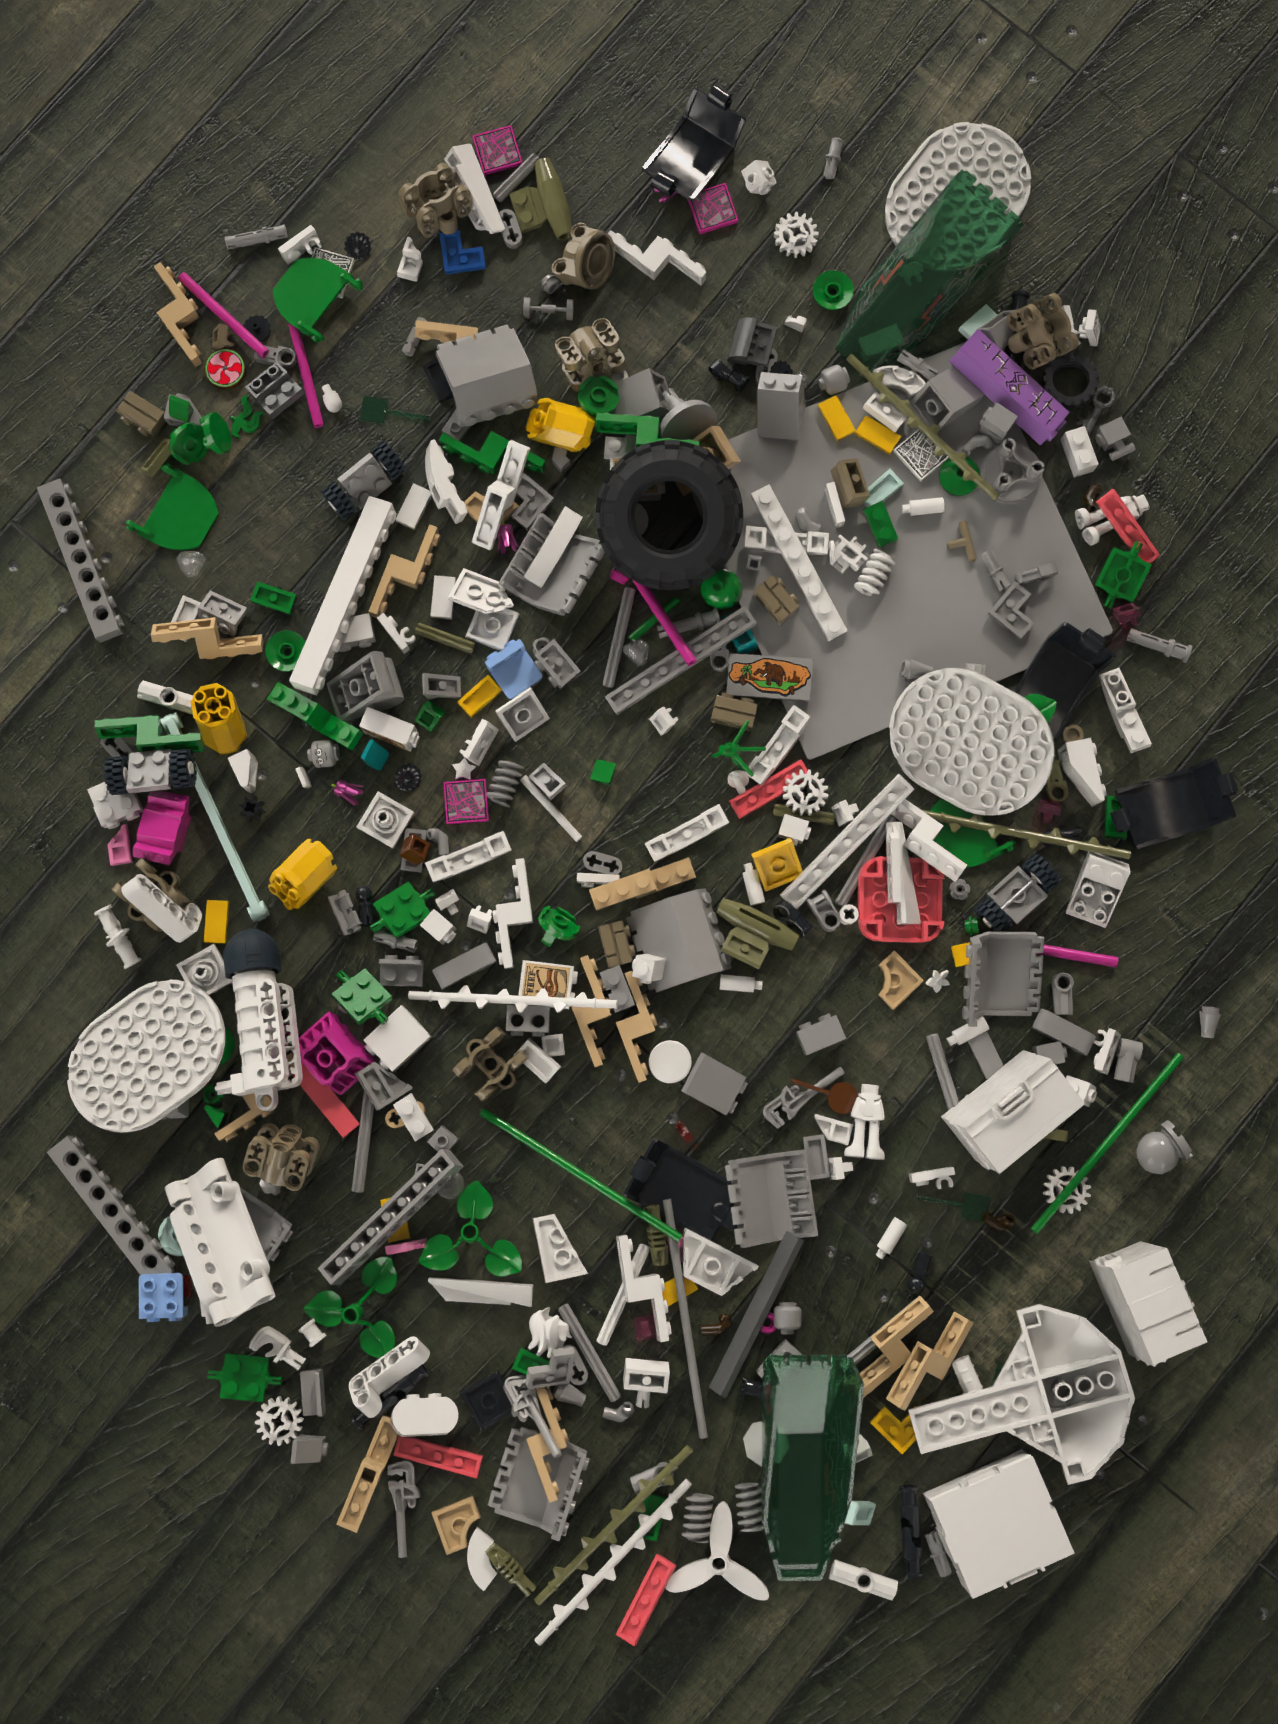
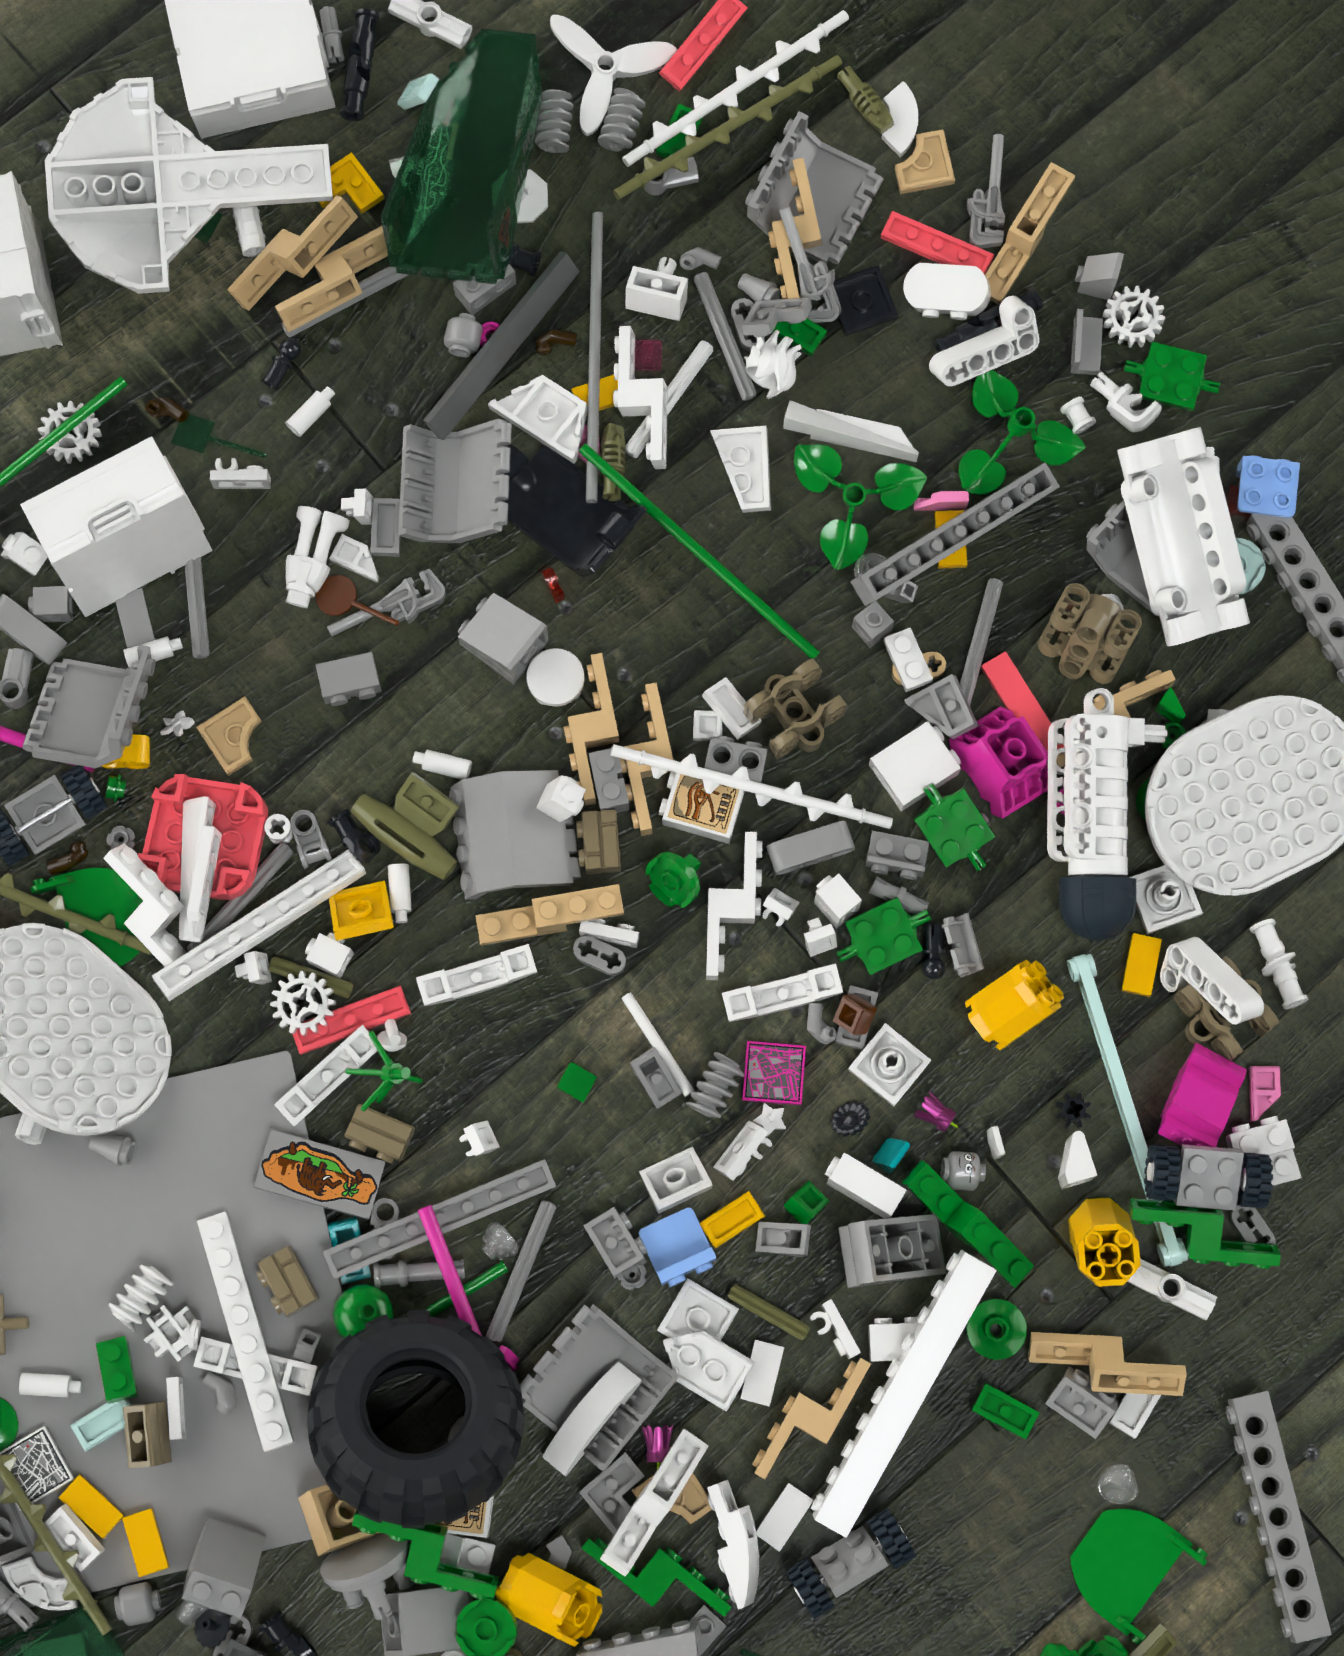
camera: 170 degrees left, 5 degrees down
(994, 866) = (66, 862): none -> dark brown arm

